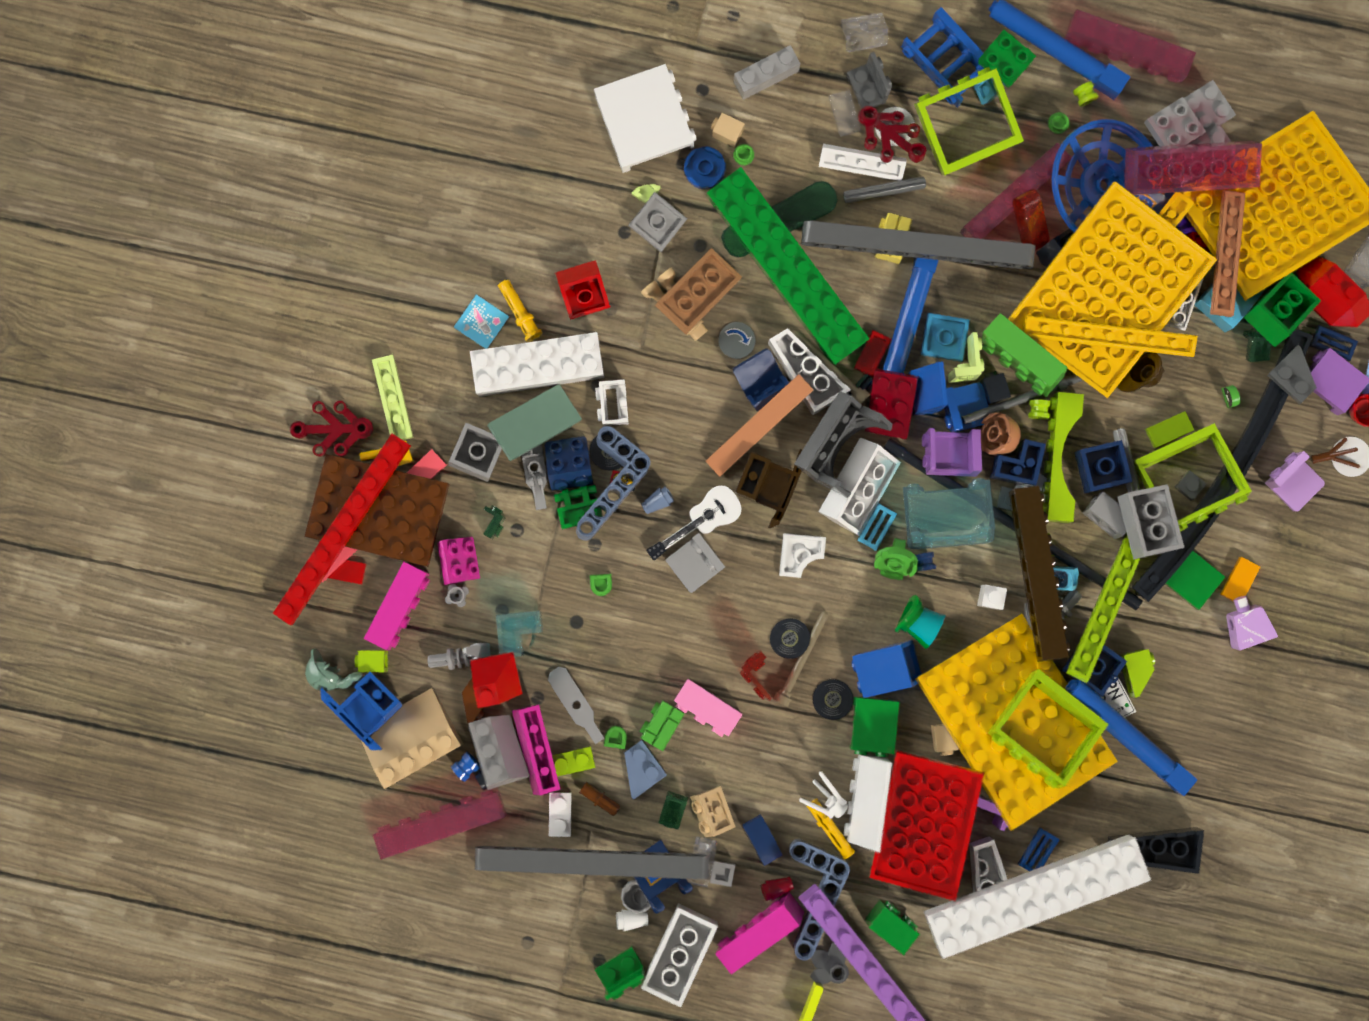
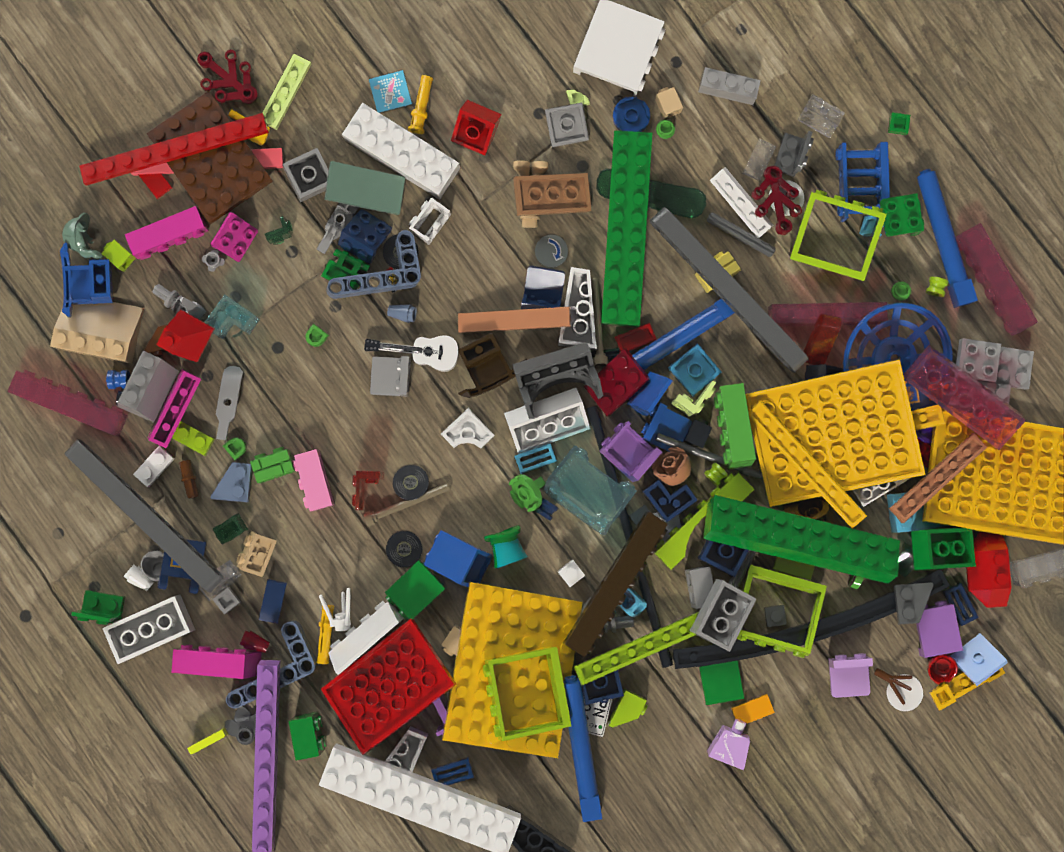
camera: 40 degrees right, 0 degrees up
(1160, 402) = (801, 539): none -> green brick

